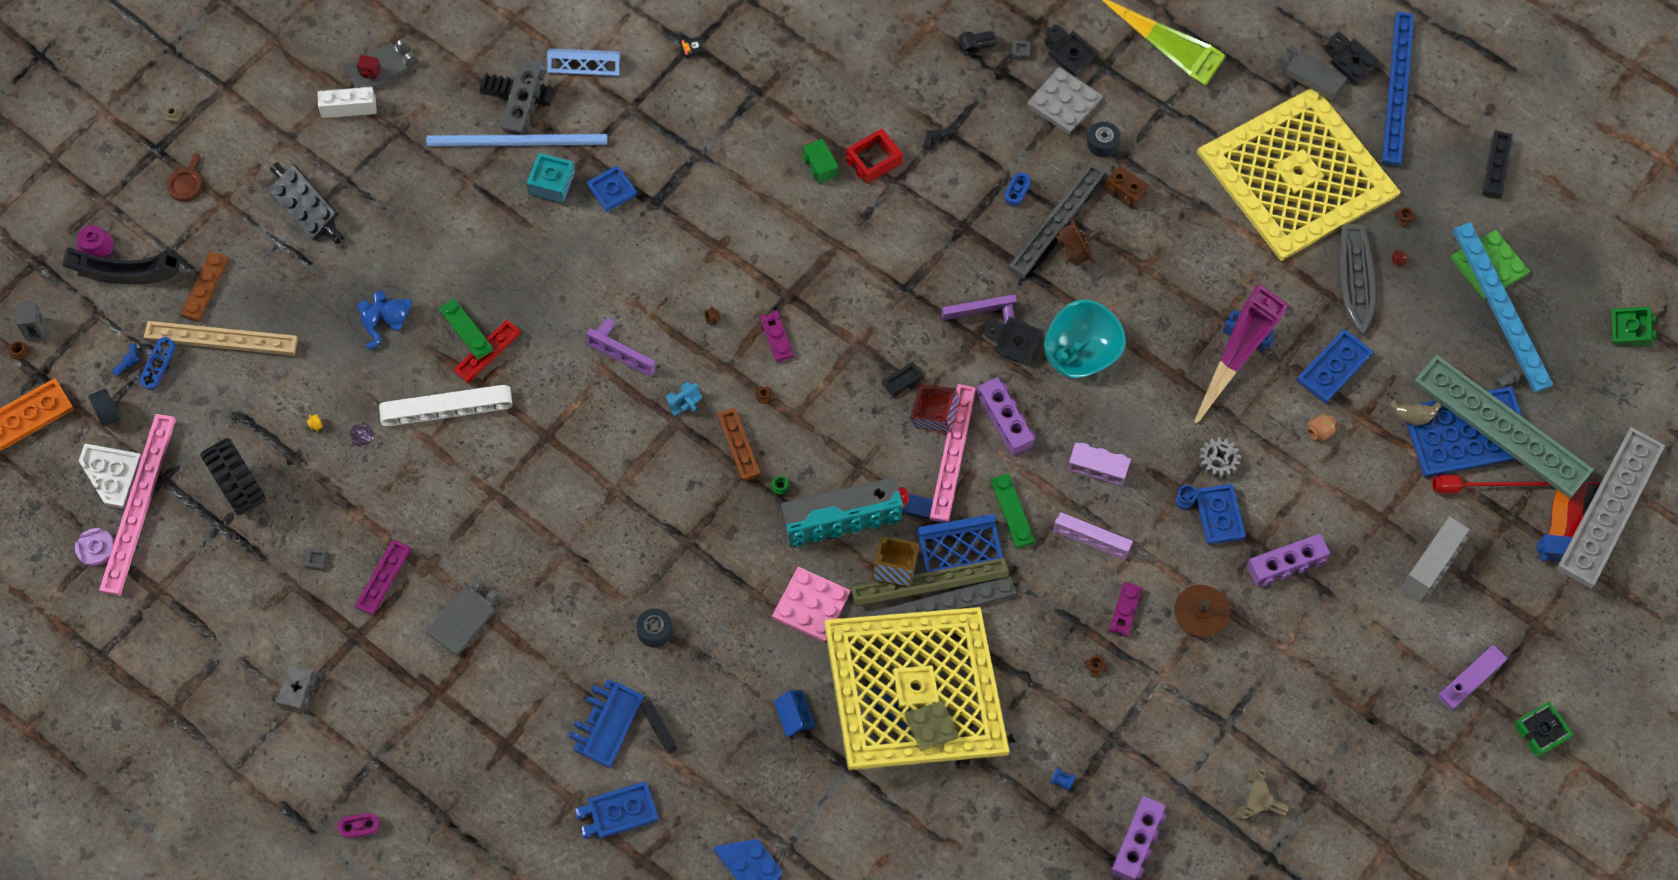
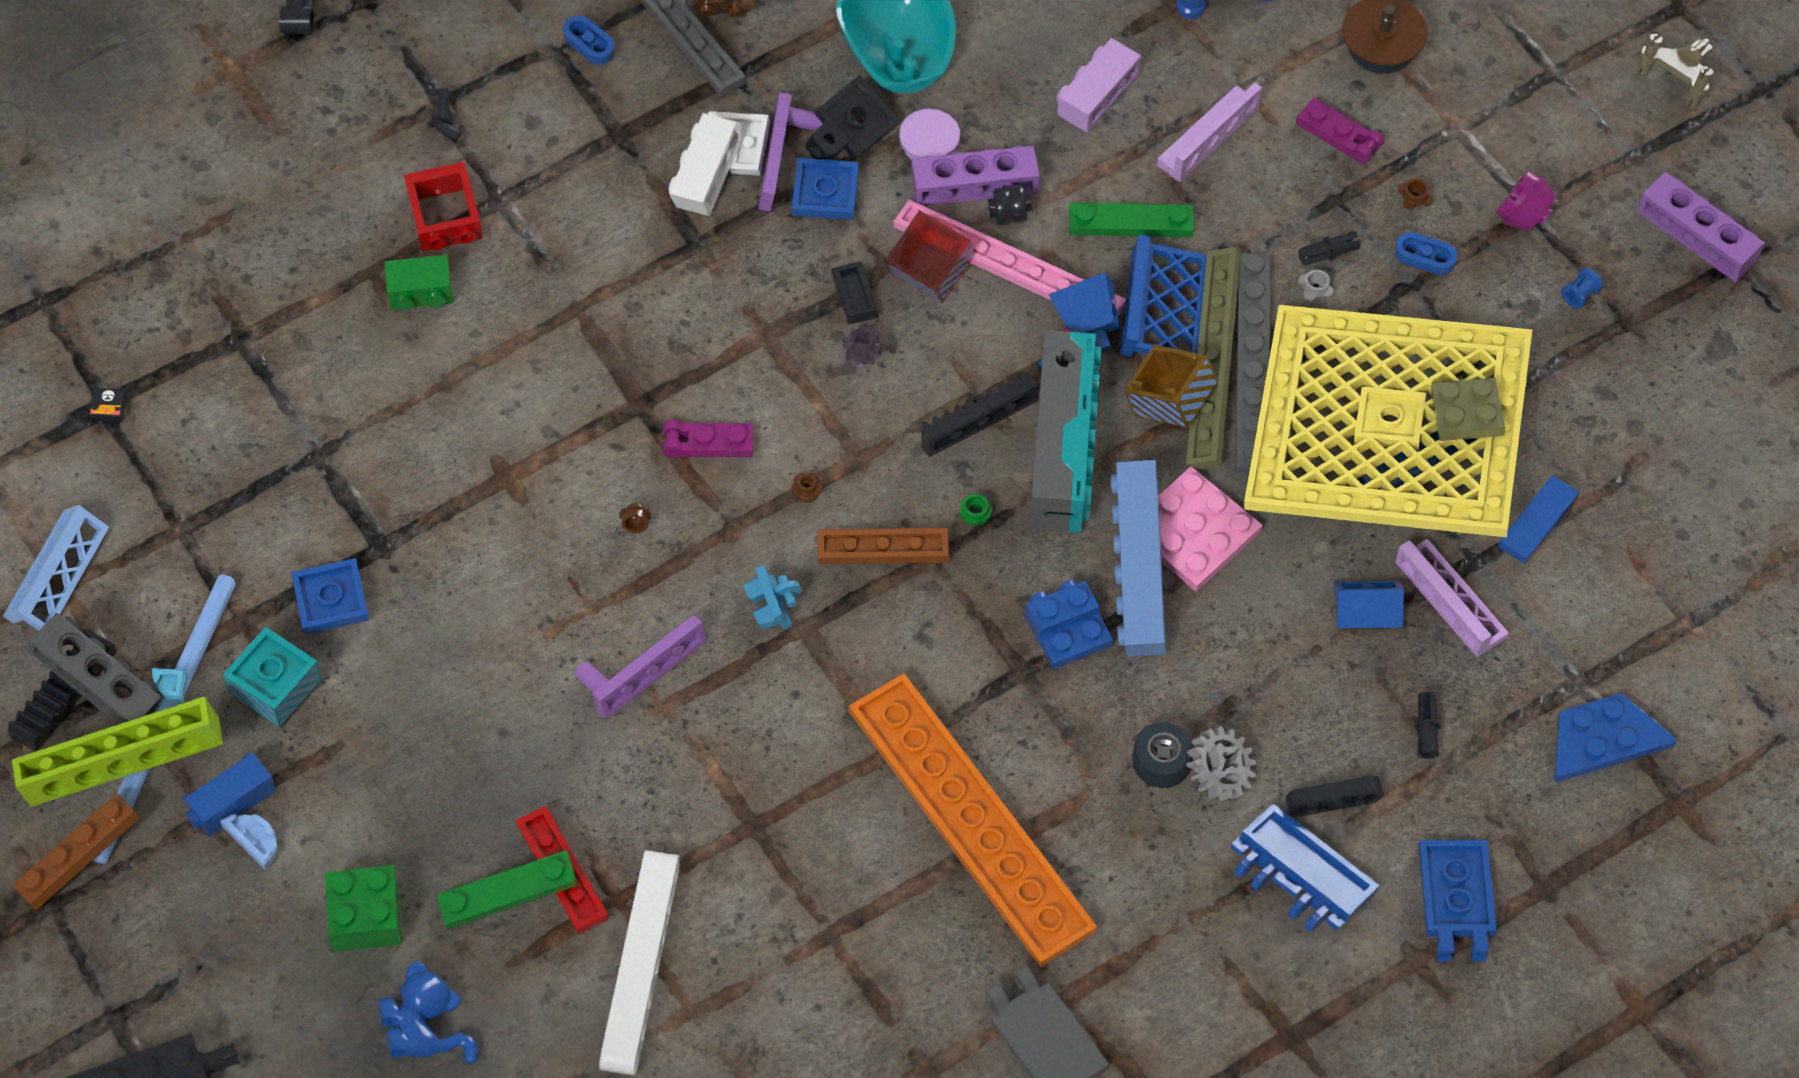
camera: 70 degrees left, 5 degrees down
(425, 129) = (76, 851): none -> dark orange plate
(434, 266) = (363, 908): none -> green brick
(461, 205) = (254, 836): none -> light blue plate
(480, 123) = (117, 751): none -> lime brick
(480, 184) = (229, 794): none -> blue brick
(532, 134) = (170, 684): none -> medium azure tile
(582, 541) = (973, 820): none -> orange plate
(663, 661) = (1221, 760): none -> light grey gear
(723, 555) = (1067, 623): none -> blue plate
(723, 766) = (1427, 726): none -> black axle
(773, 577) = (1140, 558): none -> medium blue brick
(808, 755) = (1448, 601): none -> lavender fence
(838, 464) = (979, 415): none -> black gear
(864, 393) = (862, 346): none -> clear purple gear
(888, 795) = (1538, 519): none -> blue tile
(927, 501) = (1089, 308): none -> blue torso
(952, 273) = (705, 164): none -> white brick
(965, 341) = (825, 188): none -> blue plate
(984, 287) = (752, 147): none -> white plate
(991, 441) = (1010, 205): none -> black piece
(1006, 620) = (1318, 278): none -> light grey plate
(1026, 385) = (929, 134): none -> lavender tile
(1034, 625) = (1328, 248): none -> black axle
(1052, 682) = (1426, 253): none -> blue plate
(1109, 729) = (1527, 203): none -> magenta cone

